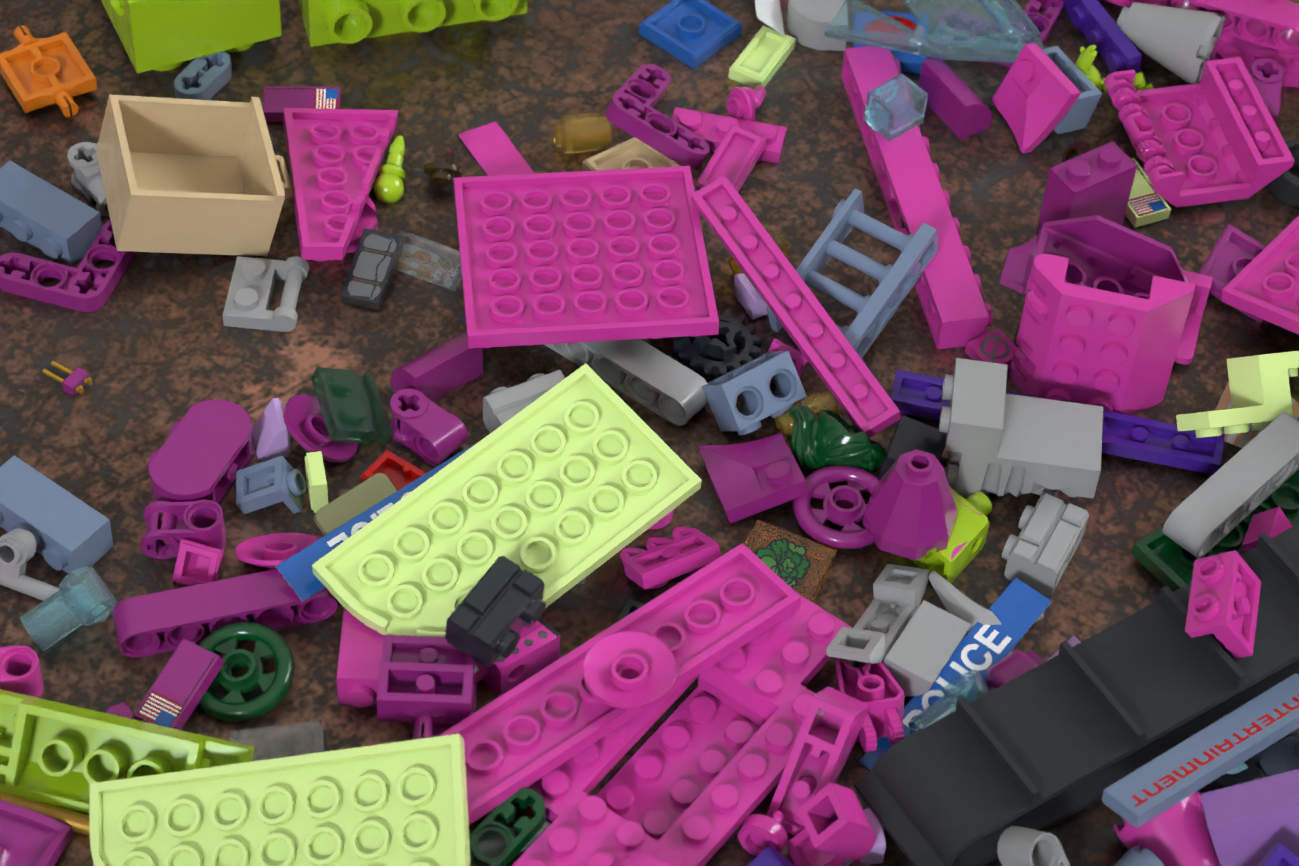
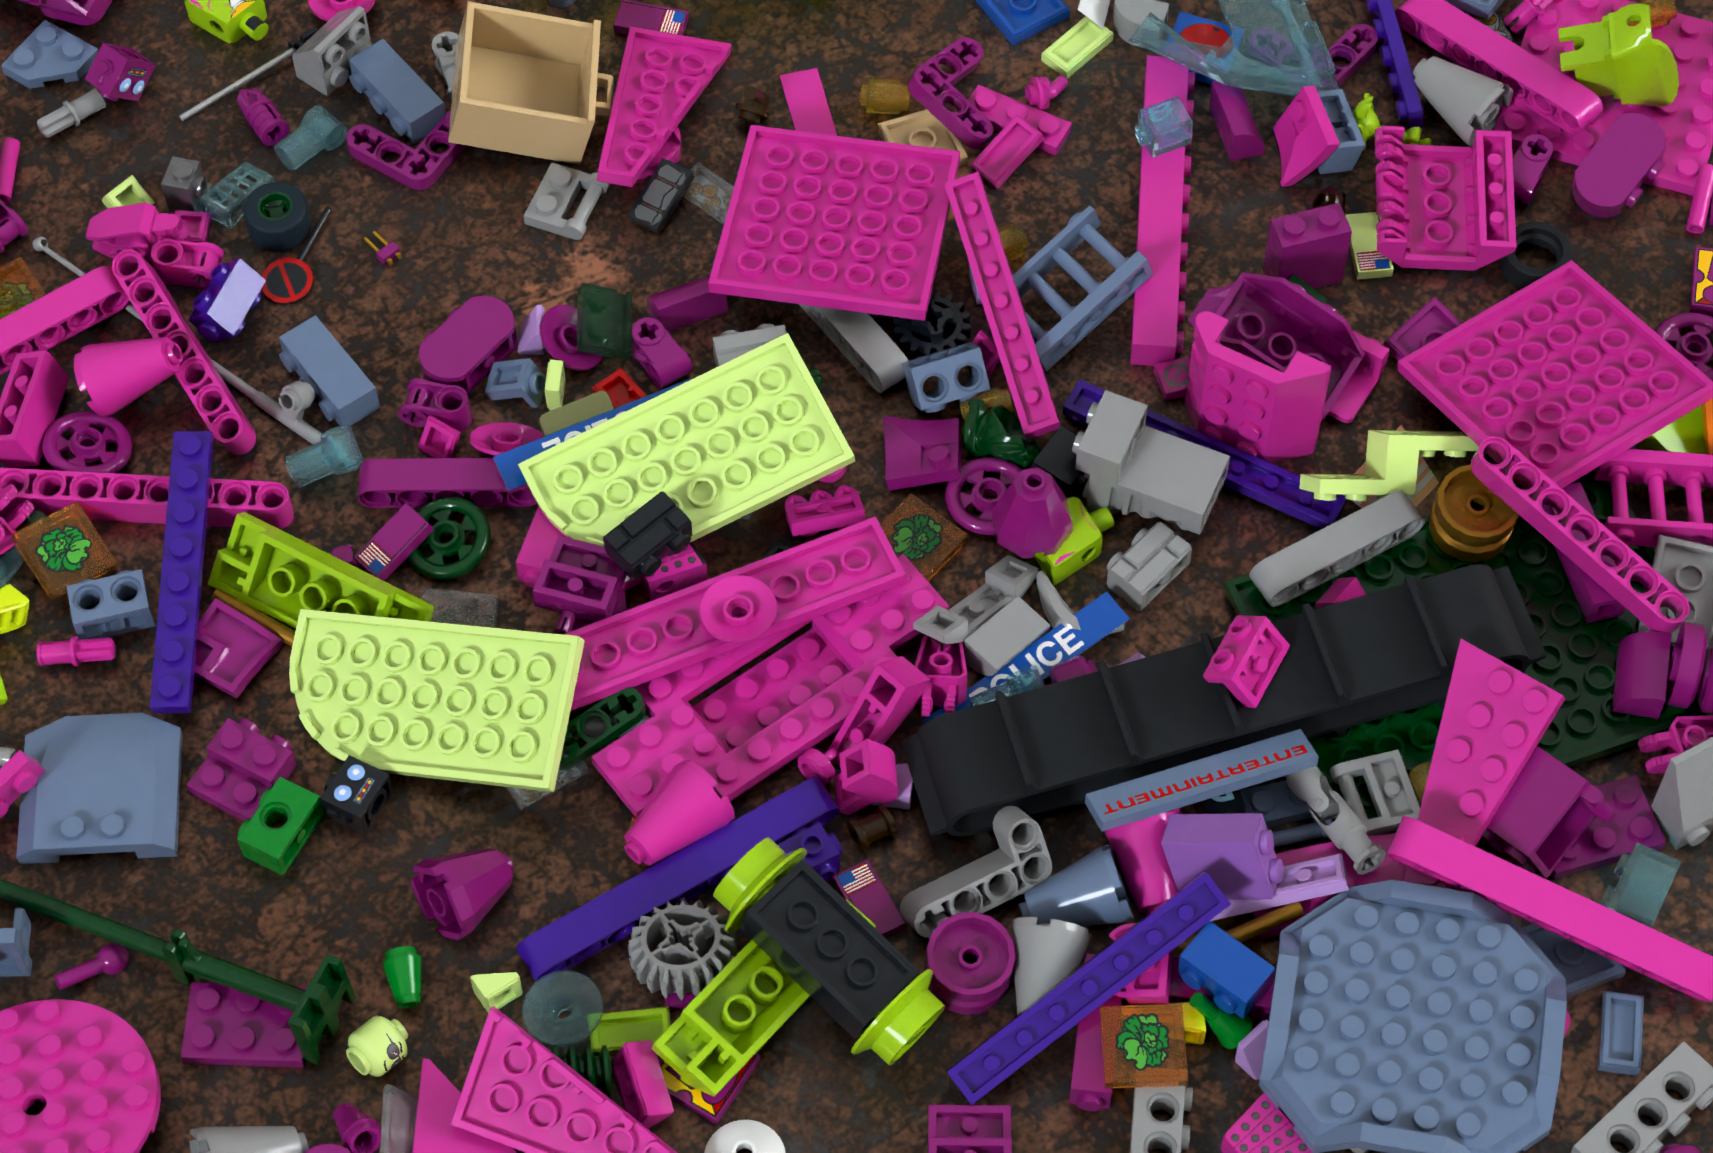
camera: 20 degrees right, 10 degrees up
(389, 185) = (702, 117): lime bar -> none

